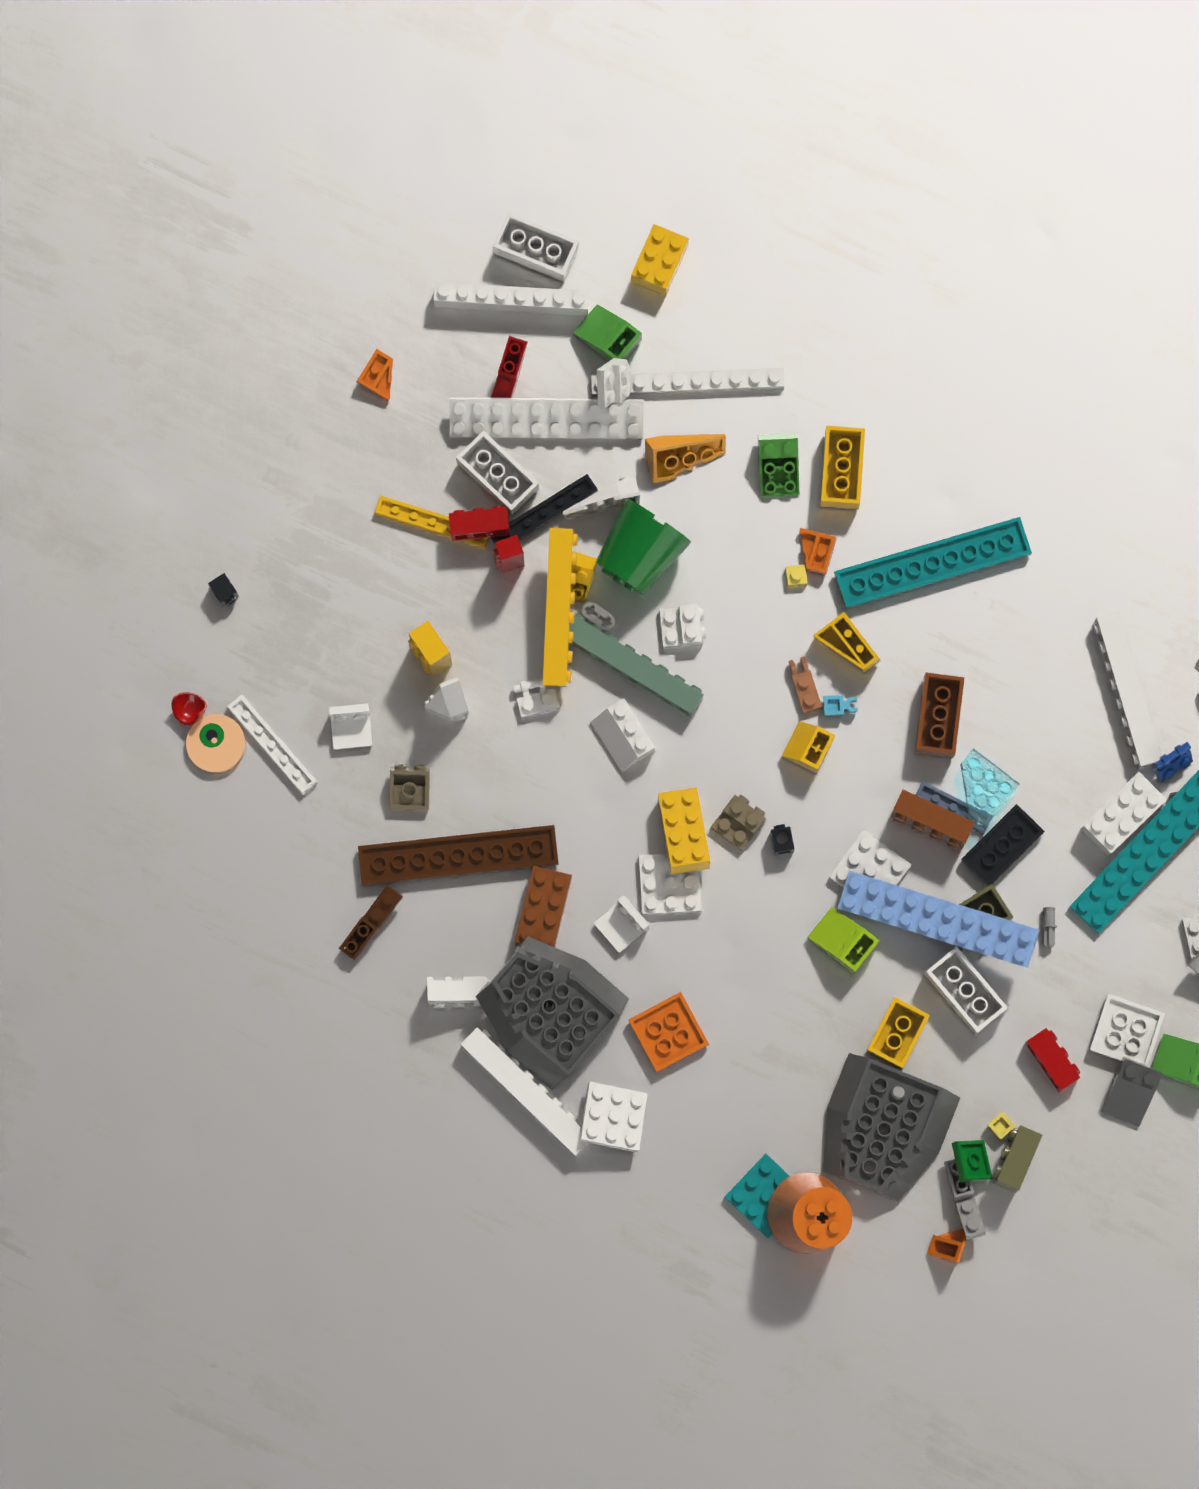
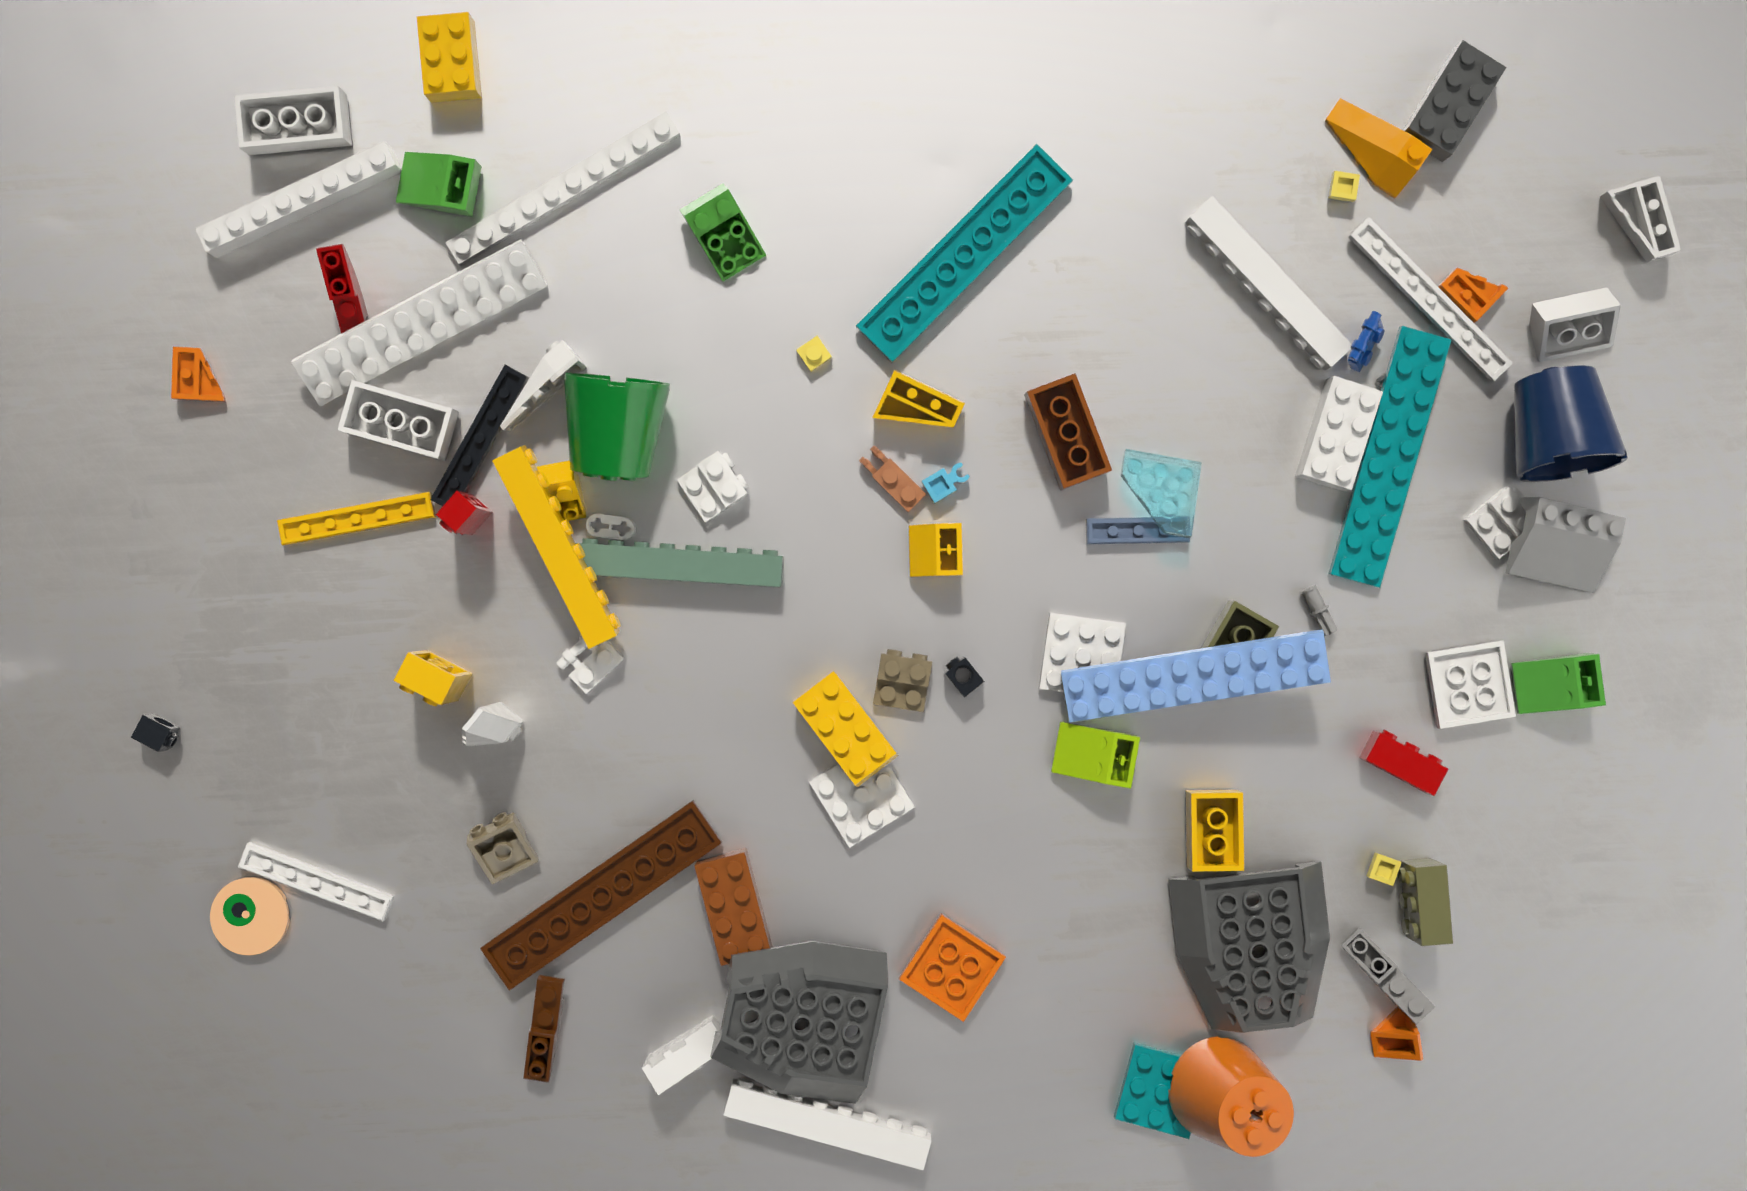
camera: 30 degrees left, 10 degrees up
(188, 708) = (192, 893): red helmet -> none
(351, 726) = (395, 813): white bracket -> none
(479, 523) = (409, 494): red brick -> none
(613, 382) = (472, 238): white plate -> none
(613, 1117) = (942, 1101): white plate -> none
(622, 924) = (832, 873): white bracket -> none
(623, 735) = (714, 652): white slope -> none
(676, 453) = (597, 282): light orange wedge -> none
(817, 550) = (822, 310): orange wing -> none
(842, 467) = (799, 195): yellow brick -> none
(932, 820) = (1129, 560): dark orange brick -> none
(965, 990) = (1266, 738): white brick -> none
(972, 1160) = (1374, 930): green plate -> none
(1002, 845) = (1218, 544): black plate -> none
(1132, 1091) = (1513, 748): dark grey slope -> none

